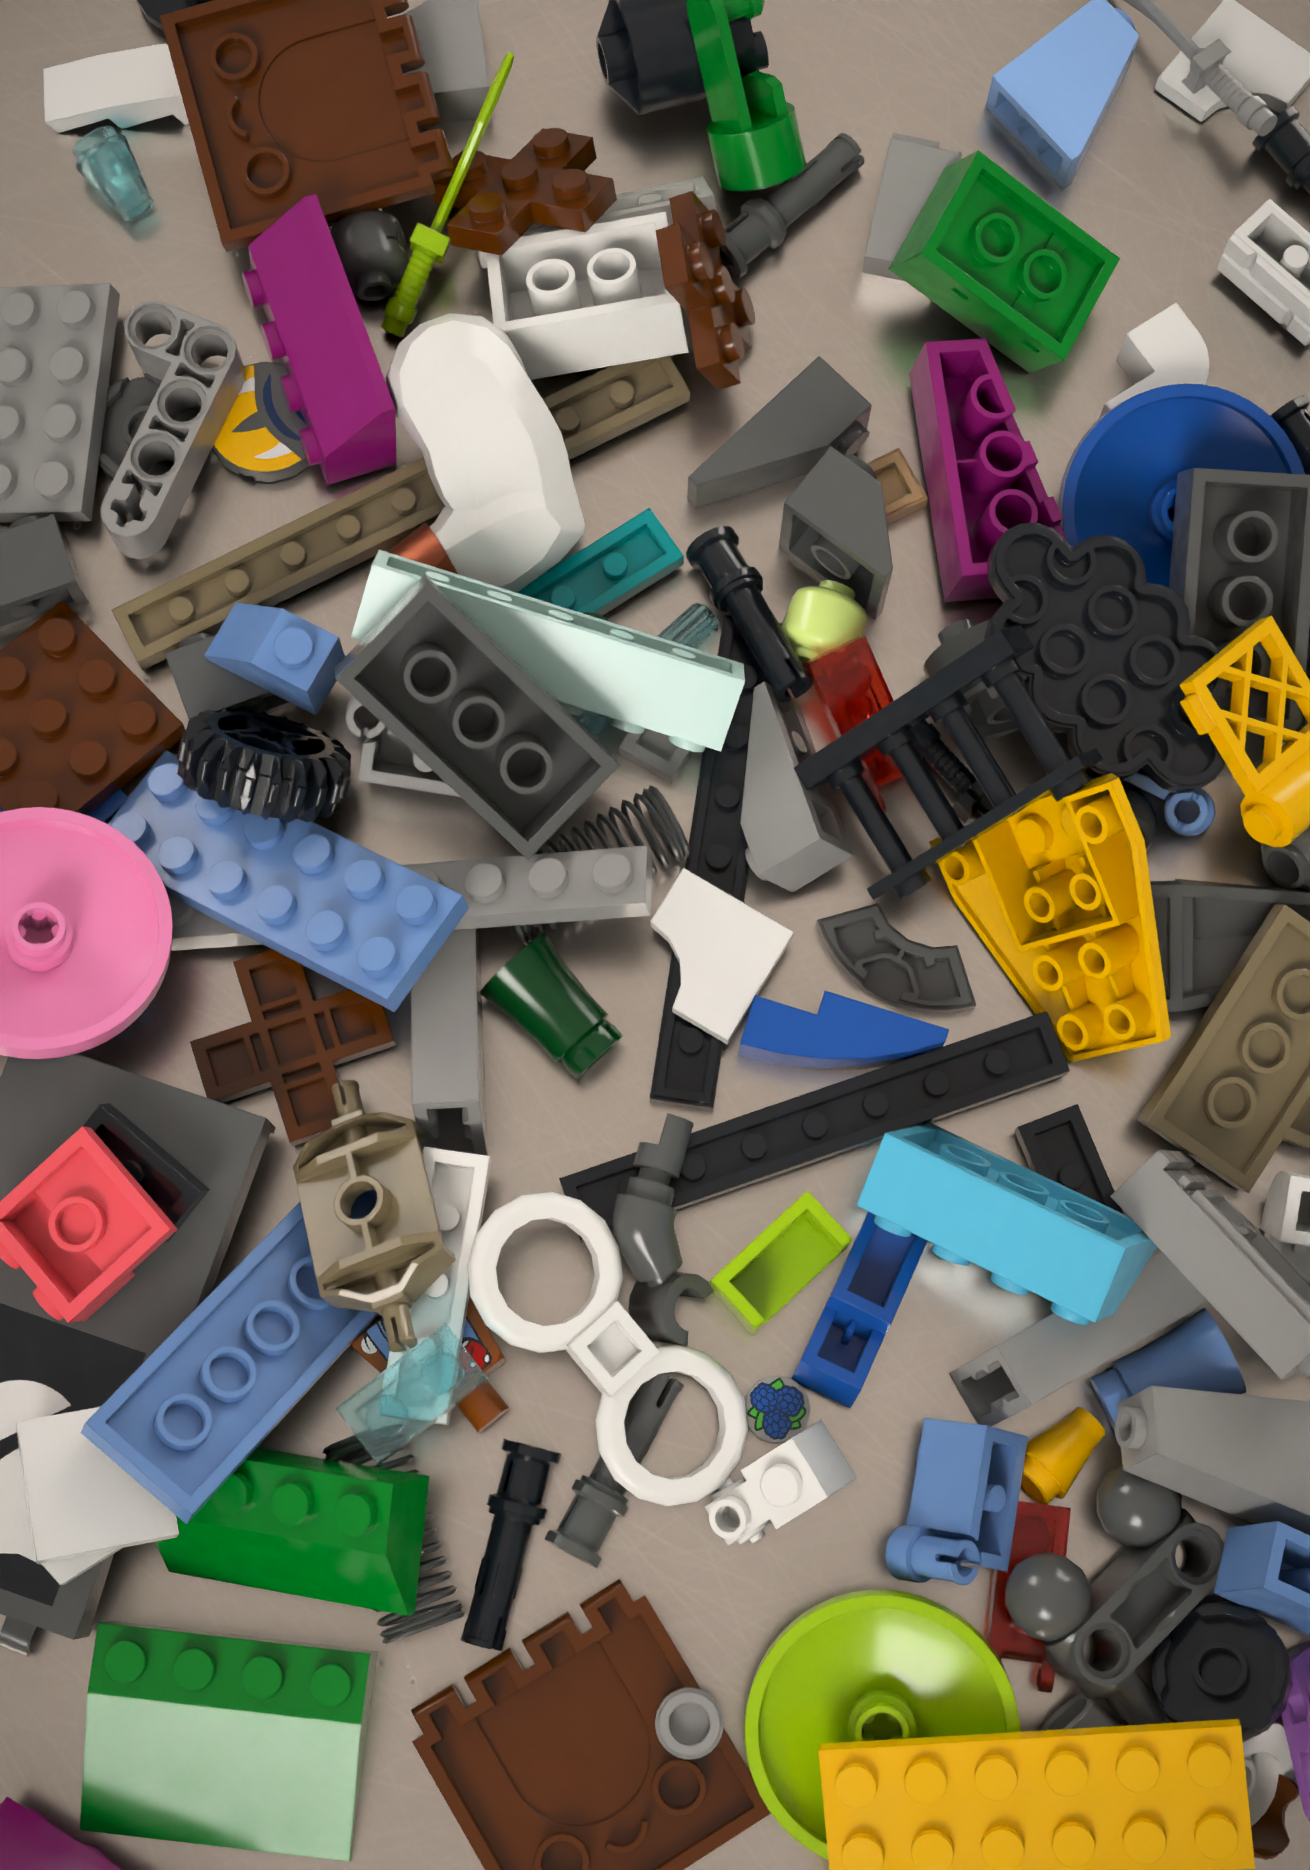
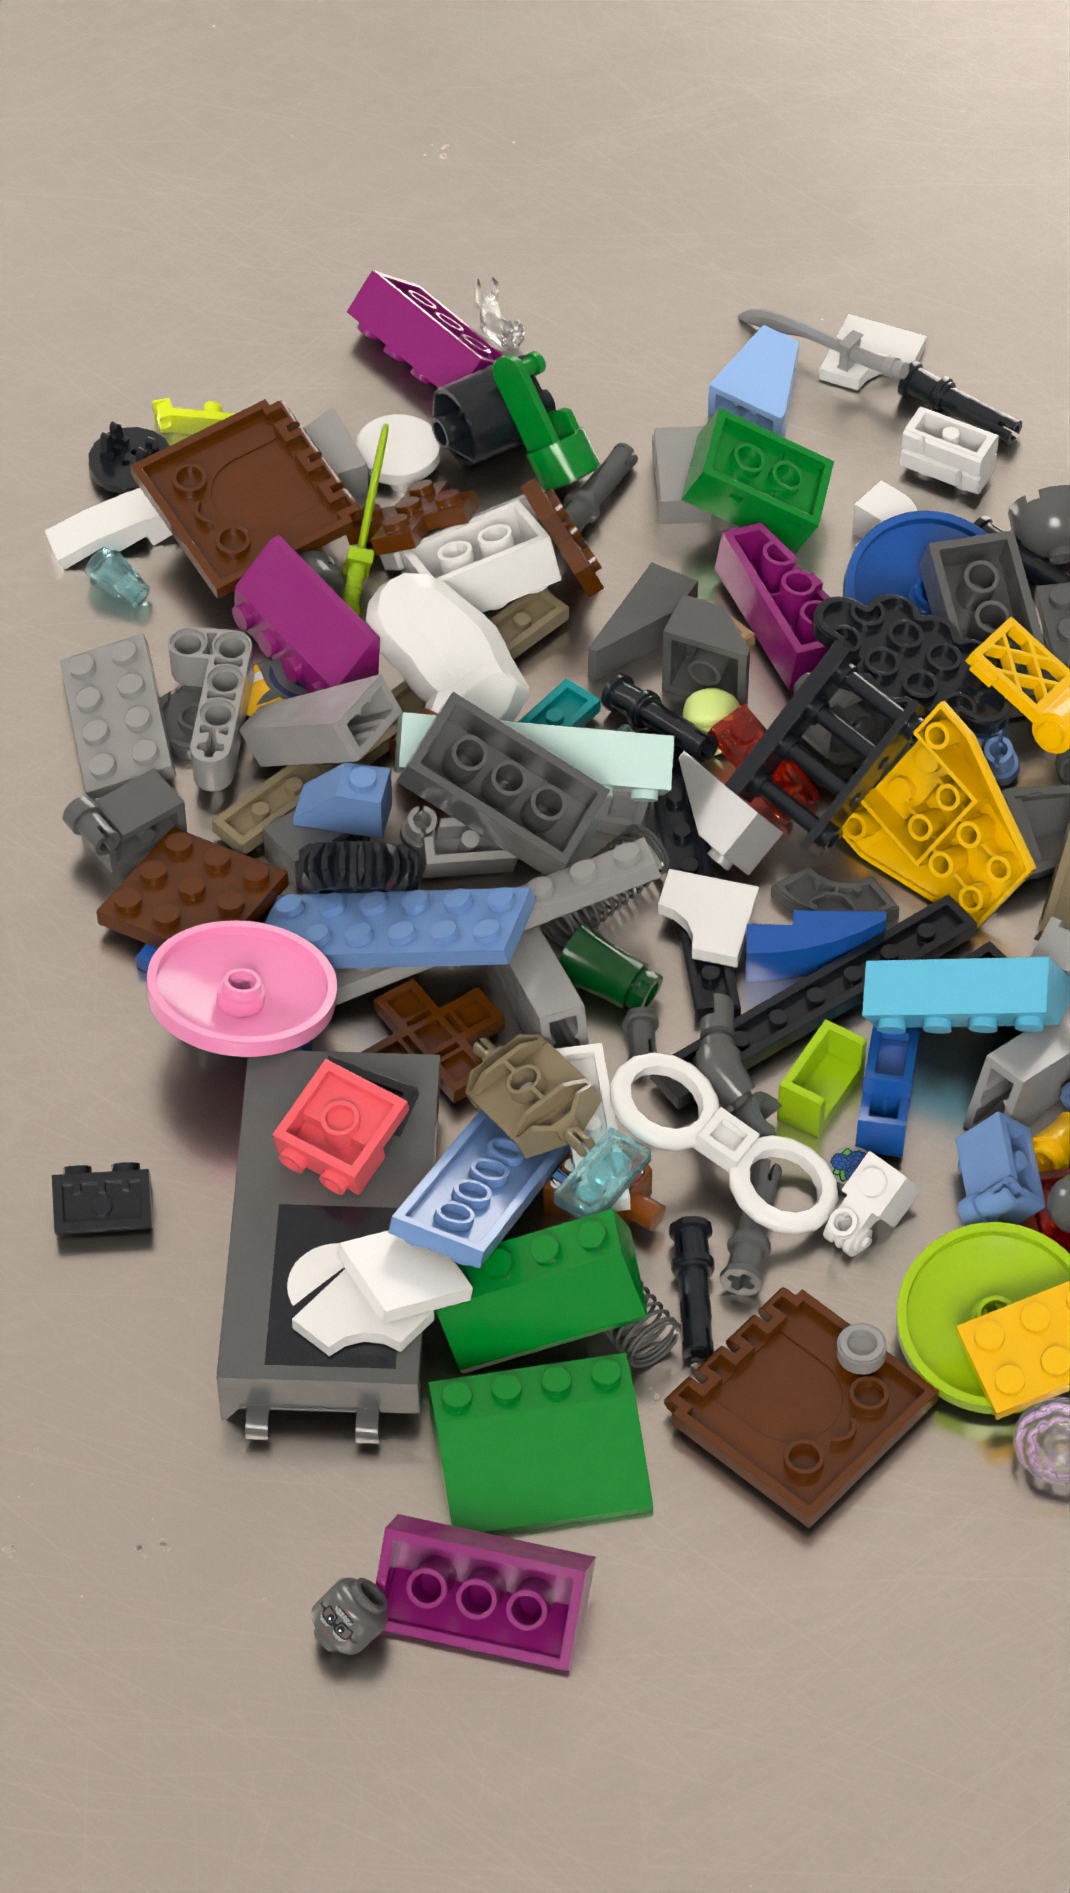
camera: 15 degrees left, 25 degrees down
(285, 525) = (322, 725): none -> light grey slope
(553, 61) = (409, 450): none -> white tile
(566, 1118) = (640, 1029): none -> dark grey pin

